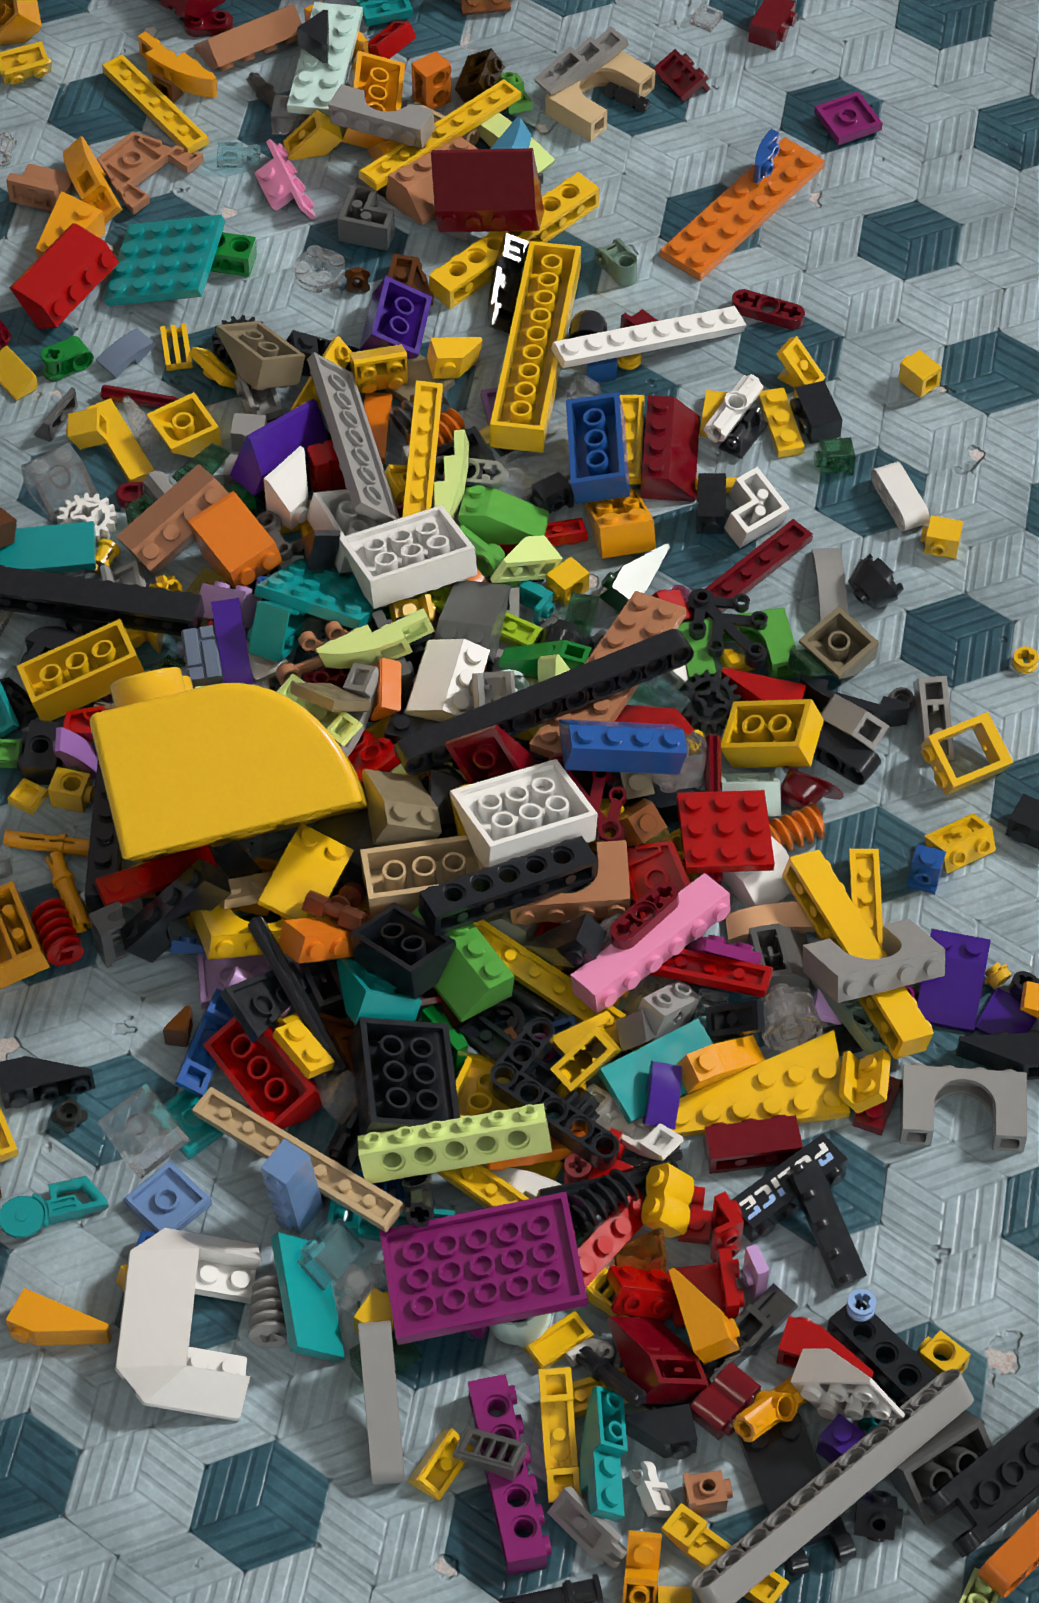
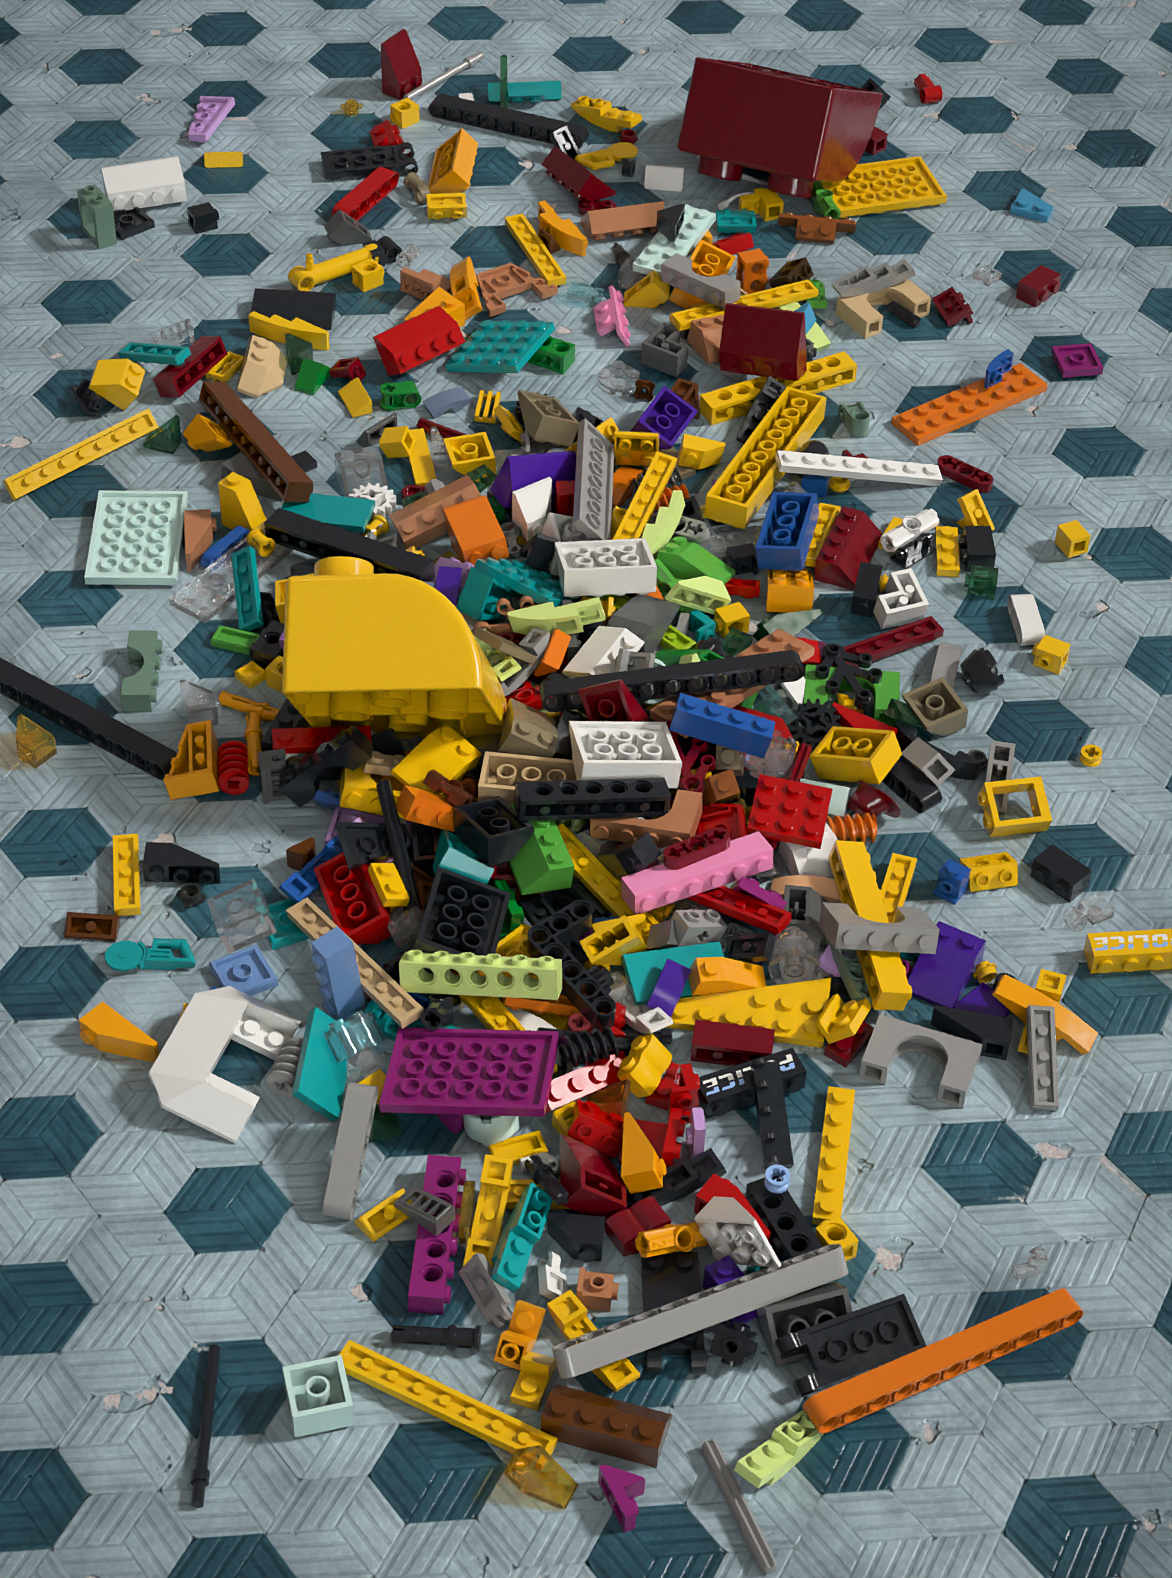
camera: 15 degrees right, 10 degrees down
(532, 1437) = (467, 1211): none -> clear yellow tile
(905, 1252) = (833, 1154): none -> yellow plate

